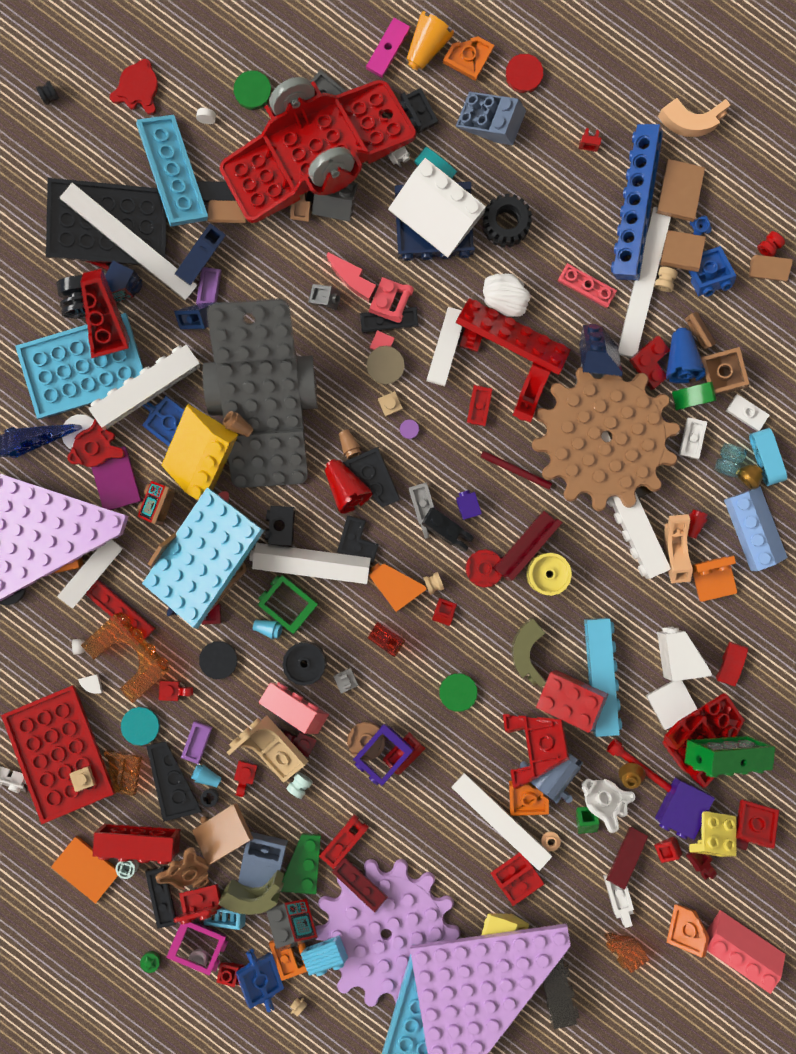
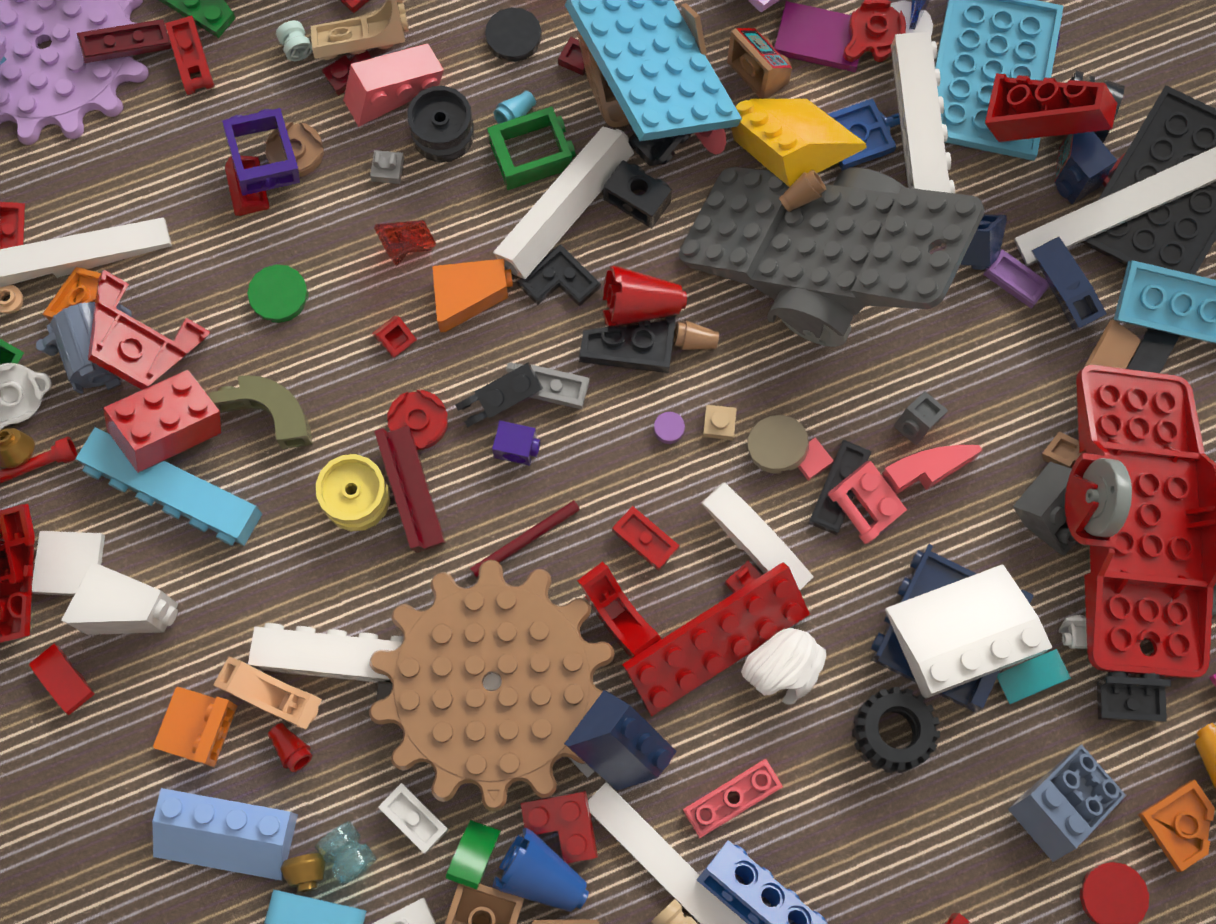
camera: 120 degrees right, 15 degrees down
(433, 583) = (440, 339): tan wheel -> none

